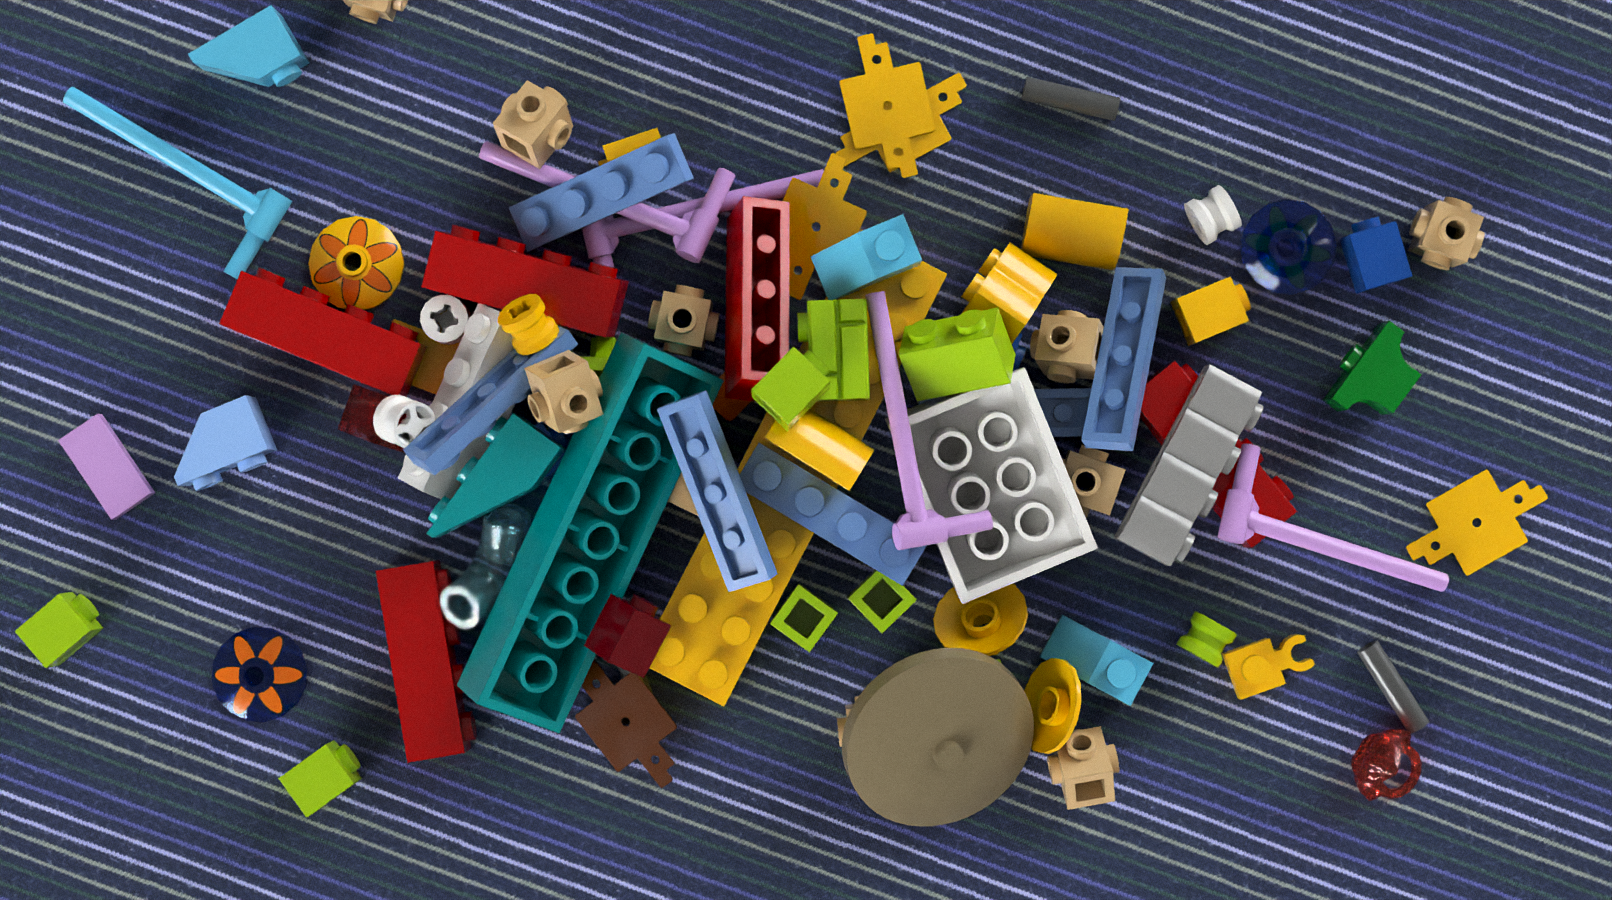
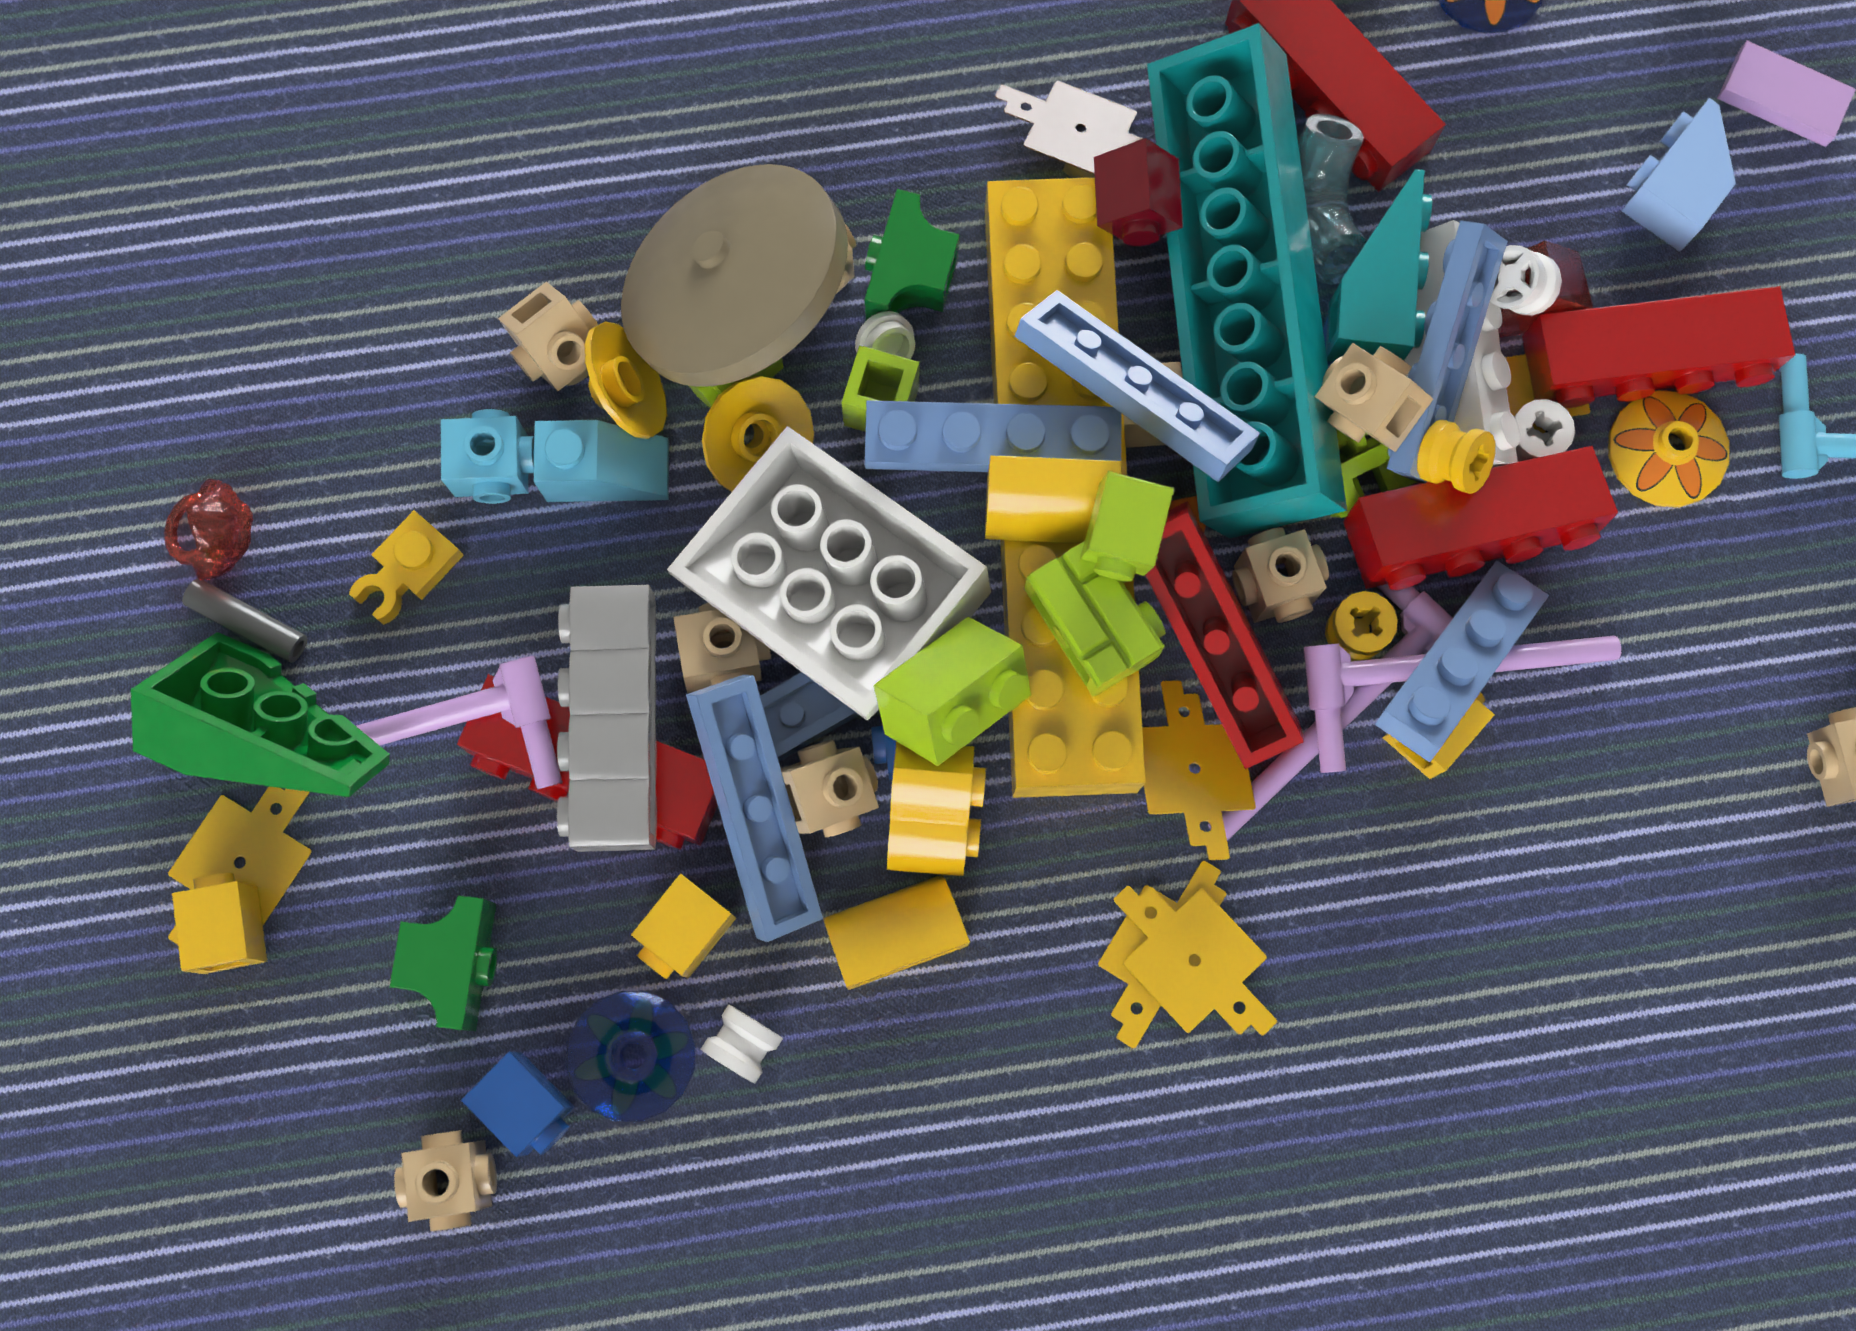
camera: 150 degrees right, 10 degrees down
(534, 123) = (1583, 701): tan brick -> none
(650, 266) = (1355, 633): none -> yellow wheel
(804, 617) = (954, 327): lime brick -> none
(806, 687) = (910, 261): none -> green brick
(854, 637) = (887, 333): none -> white plate
(867, 258) = (1119, 743): medium azure slope -> none
(918, 525) = (888, 469): lavender bar -> none
(1070, 98) = (987, 1090): dark grey piece -> none
(1187, 714) = (486, 456): none -> medium azure brick
(1206, 639) = (488, 552): lime wheel -> none
(1431, 610) = (238, 720): none -> green wedge
(1510, 481) = (219, 925): none -> yellow brick

